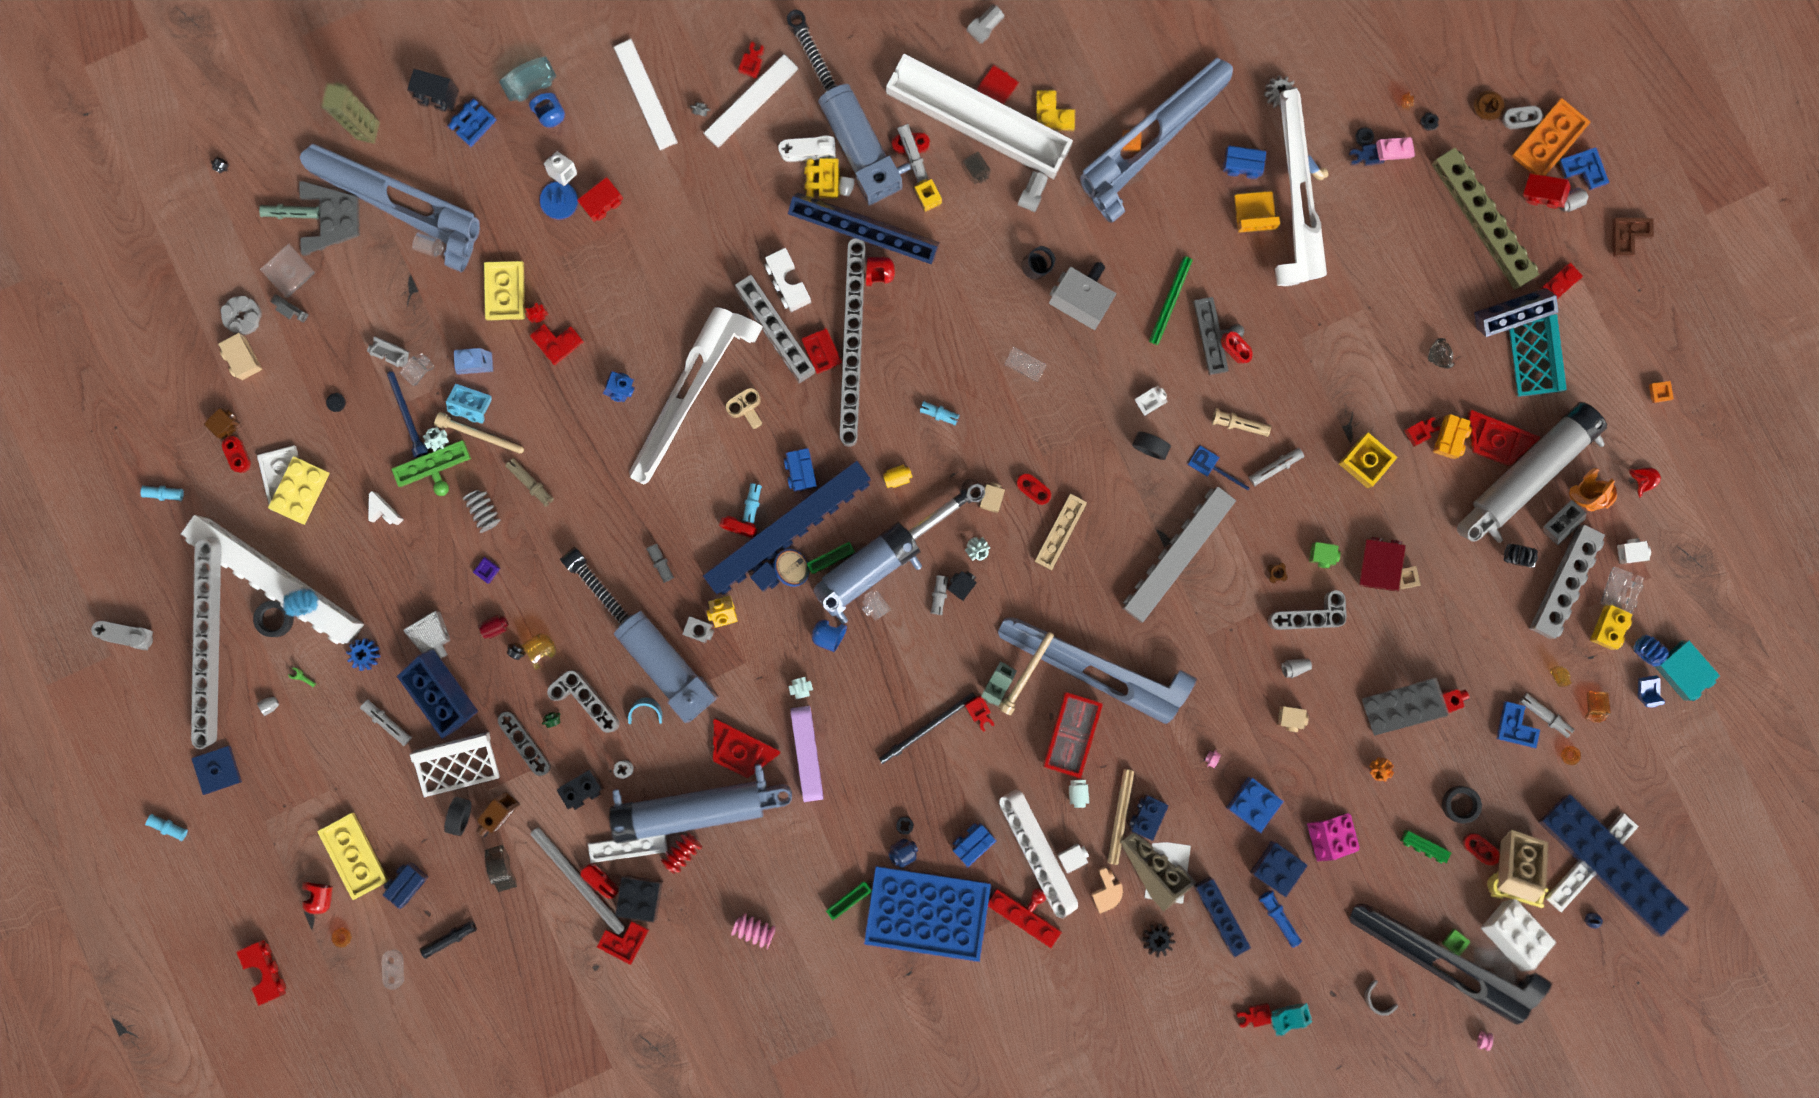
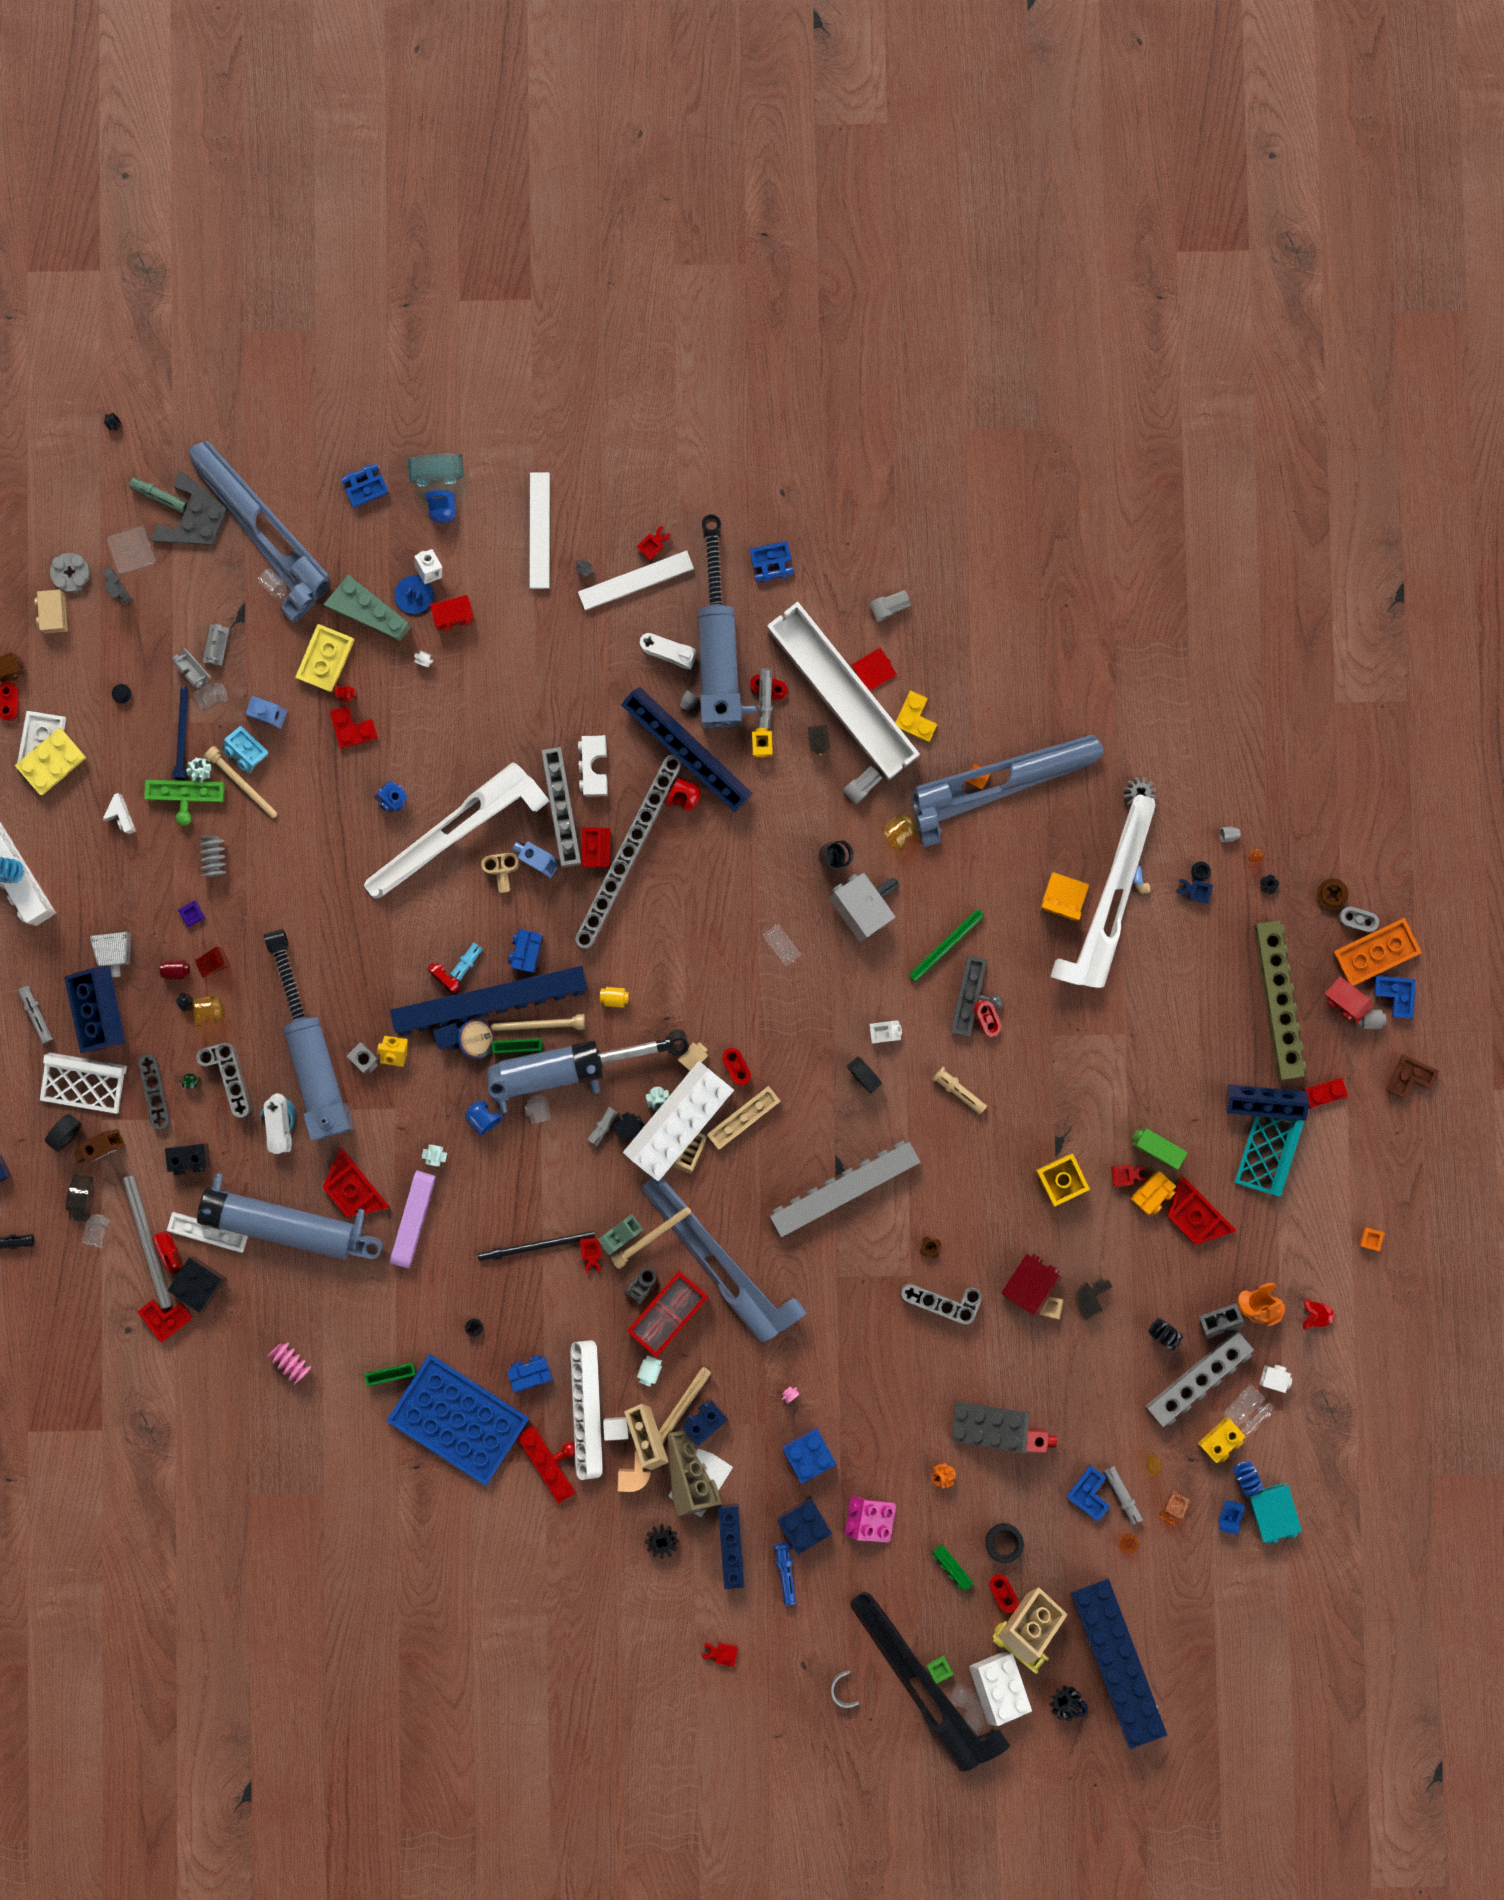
camera: 25 degrees right, 0 degrees up
(350, 113) = (254, 433): olive brick -> none
(360, 661) = (48, 936): blue gear -> none
(401, 321) = (216, 645): none -> light grey hinge
(433, 90) = (341, 440): black brick -> none
(516, 229) = (362, 606): none -> sand green wedge
(524, 604) = (212, 962): none -> clear red slope
(527, 891) = (96, 1230): none -> clear bracket
(534, 487) = (271, 857): dark tan pin -> none
(592, 252) = (423, 658): none -> white plate
(617, 767) = (228, 1157): light grey bush -> none
(648, 723) = (277, 1124): none -> white piece
(660, 563) = (356, 979): dark grey pin -> none
(681, 853) = (254, 1260): red piece -> none
(779, 383) = (536, 858): none -> medium blue torso
(828, 178) = (675, 686): yellow plate -> none
(859, 27) = (771, 555): none -> blue plate
(874, 513) = (577, 1022): none -> tan piece
(903, 852) = (460, 1352): dark blue head -> none
(939, 413) = (680, 955): medium azure pin -> none
(1005, 559) = (678, 1121): none -> white brick
(1026, 599) = (687, 1168): none -> tan slope
(1037, 722) = (641, 1286): none -> dark grey piece
(1085, 213) = (899, 829): none -> clear yellow helmet
(1103, 853) = (646, 1437): none -> tan brick
(1205, 461) = (909, 1112): piece -> none
(1244, 161) = (1075, 845): blue brick -> none
(1290, 1018) = (752, 1669): teal brick -> none
(1292, 718) = (881, 1390): tan brick -> none
(1295, 667) = (906, 1344): light grey cone -> none
(1296, 455) = (950, 1149): light grey pin -> none
(1324, 554) = (982, 1250): bright green brick -> none
(1374, 93) = (1229, 834): none -> light grey hose
(1395, 148) = (1224, 896): bright pink plate -> none
(1435, 553) = (1086, 1297): none -> clear smoke brick
(1438, 356) = (1177, 1110): clear smoke piece -> none
(1440, 394) = (1158, 1148): none -> bright green brick
(1485, 1040) = (925, 1773): bright pink bush -> none
(1533, 471) = (1213, 1260): light grey piece -> none
(1579, 876) = (1084, 1659): white tile -> none
(1584, 929) = (1065, 1695): none -> black gear

